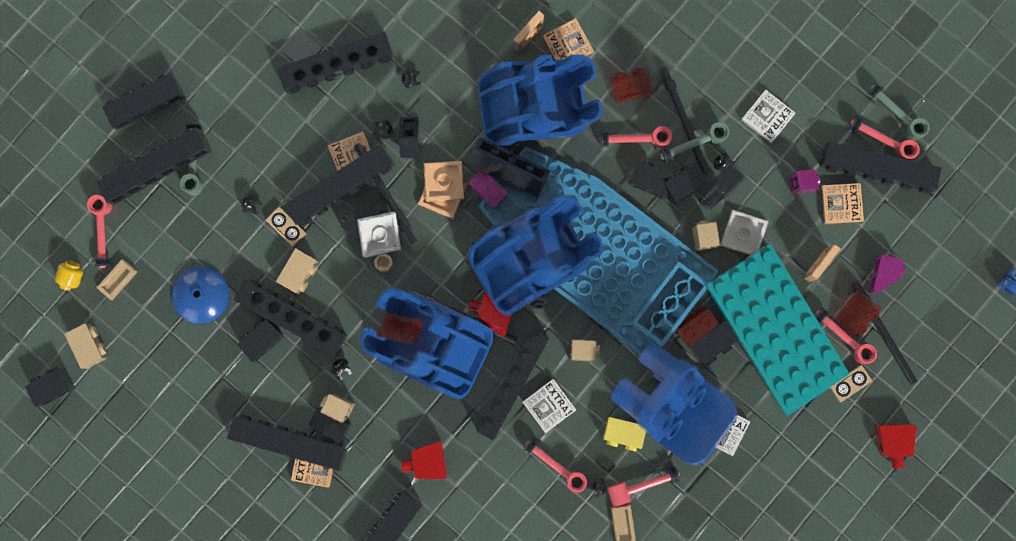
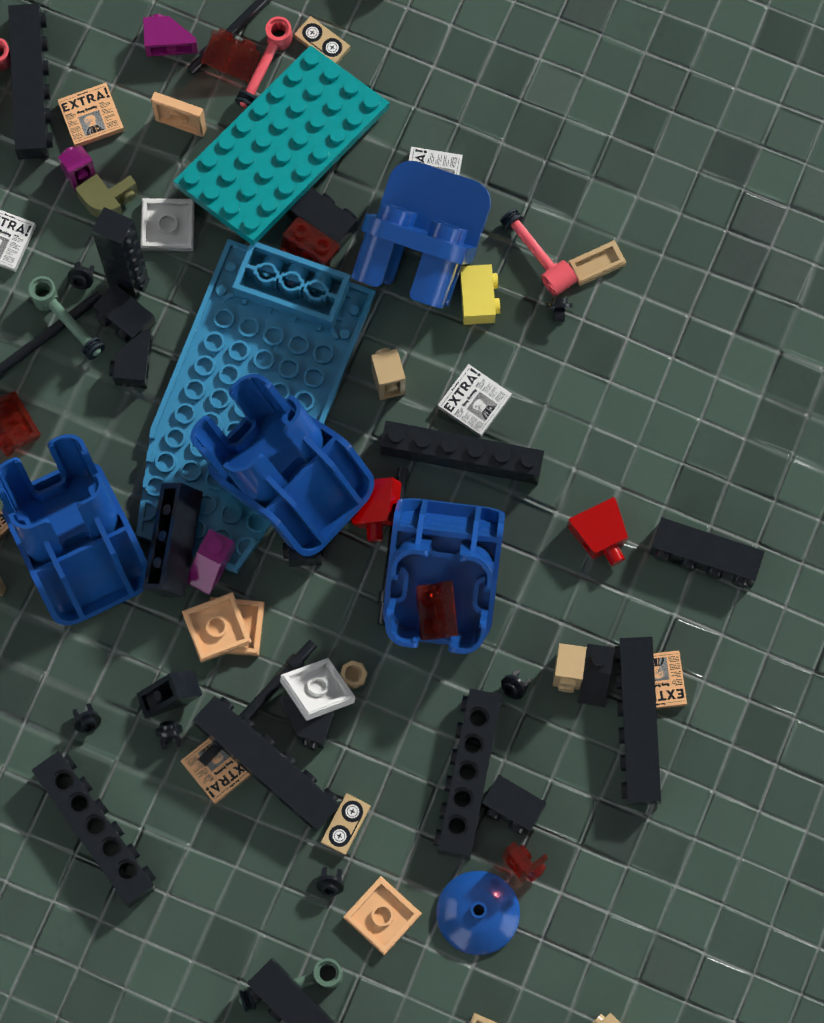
camera: 110 degrees left, 10 degrees down
(212, 334) = (519, 861): none -> clear red bracket
(219, 232) = (382, 915): none -> light nougat tile
(297, 271) = (403, 785): tan brick -> none
(531, 446) = (535, 405): coral piece -> none
(605, 138) = (93, 434): coral piece -> none
(705, 235) = (187, 266): tan brick -> none
(773, 193) = (96, 195): none -> olive brick

